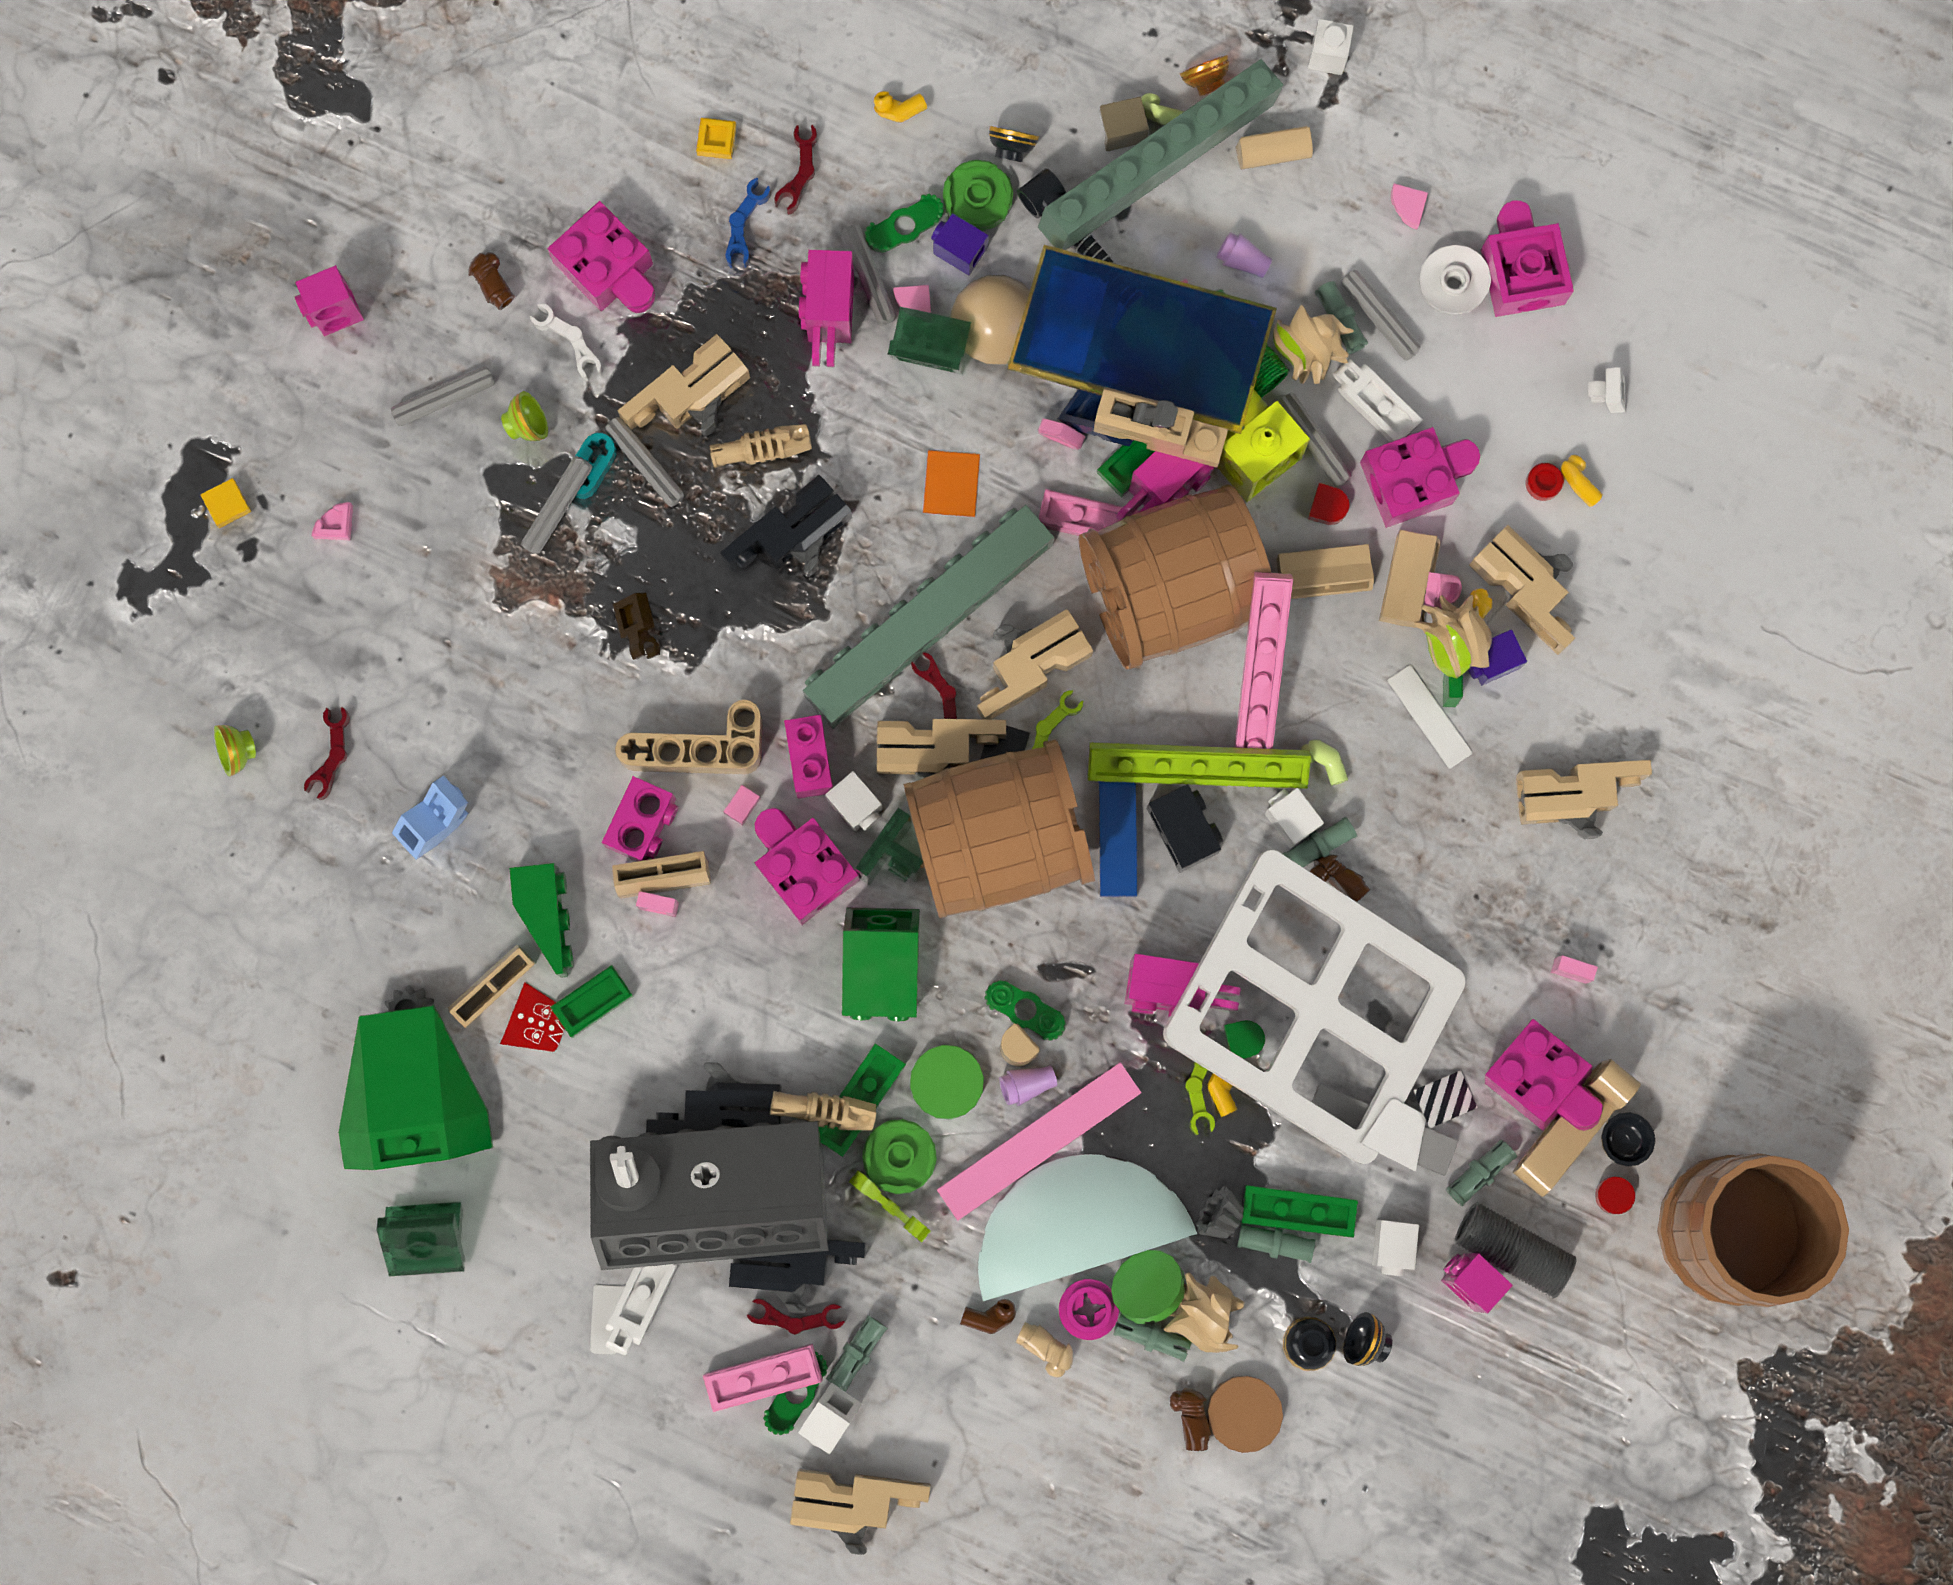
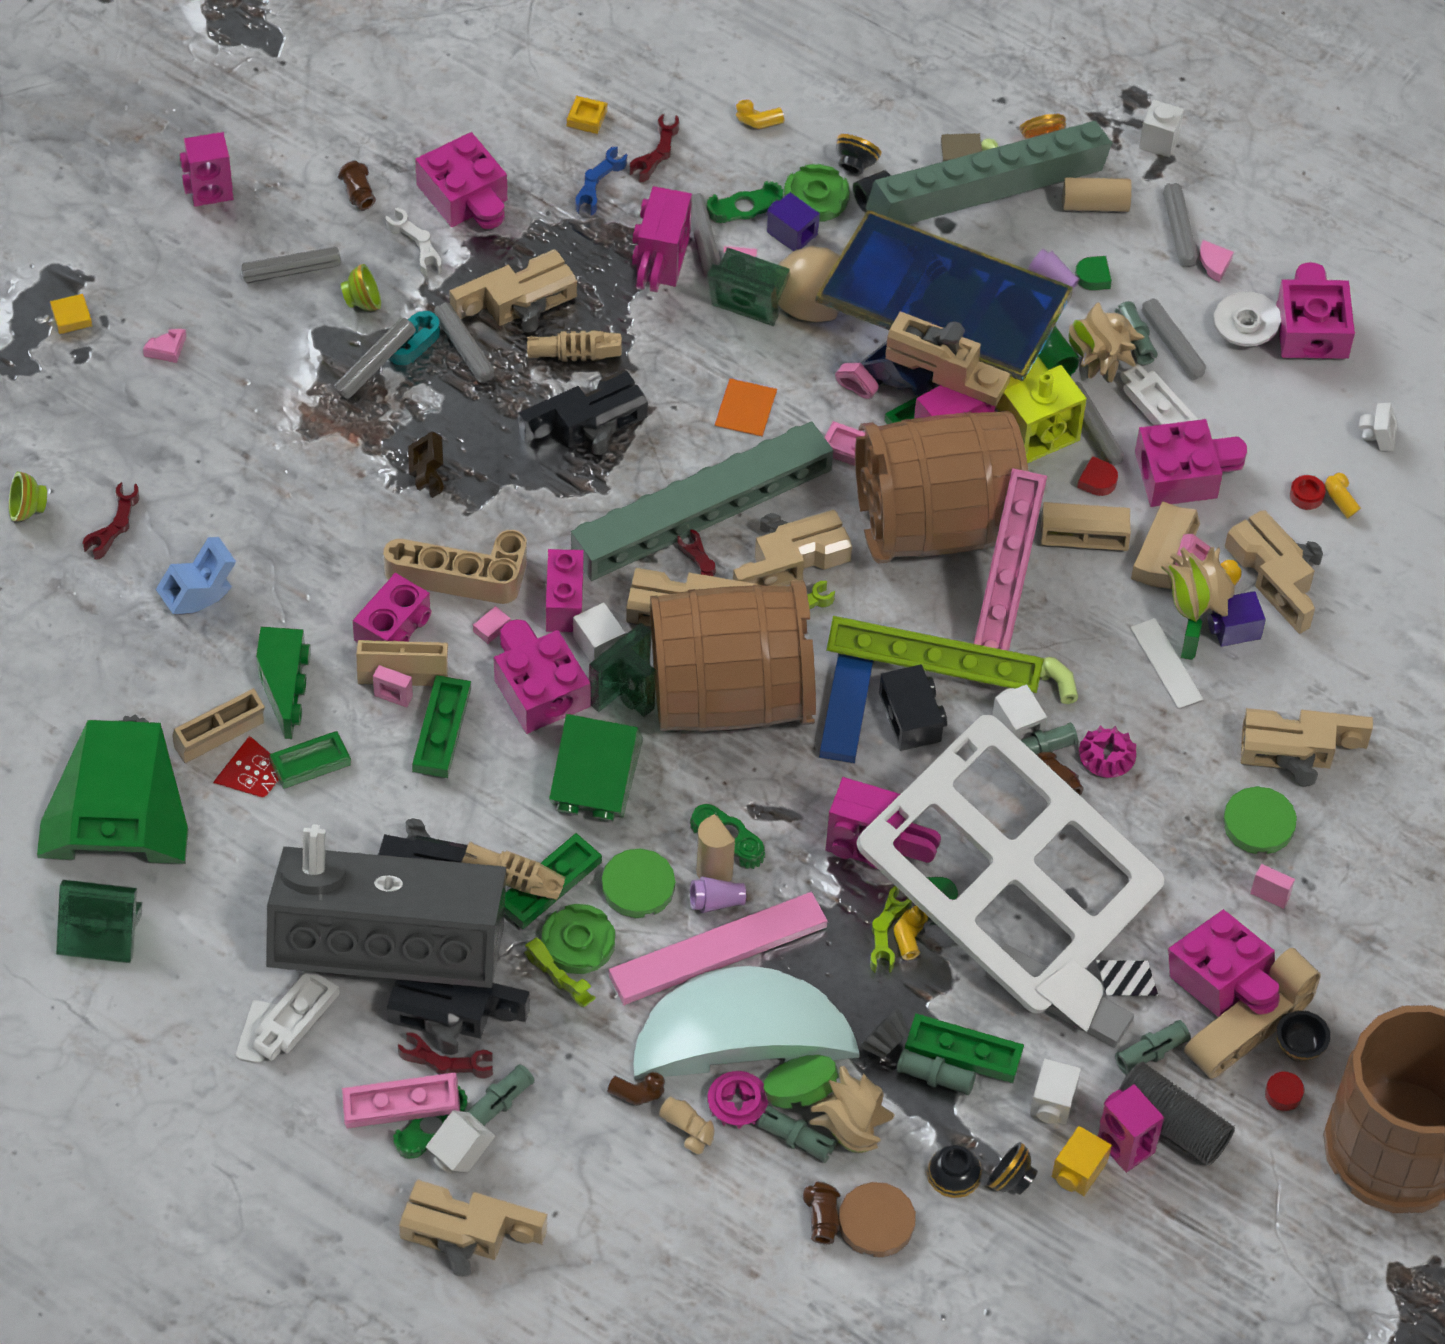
camera: 10 degrees right, 25 degrees down
(716, 940) = (441, 726): none -> green plate
(1285, 246) = (1093, 273): none -> green tile
(1366, 165) = (1180, 224): none -> light grey axle
(1374, 848) = (1120, 759): none -> dark pink gear
(1431, 1319) = (1081, 1161): none -> yellow brick
(1549, 889) = (1259, 820): none -> bright green tile

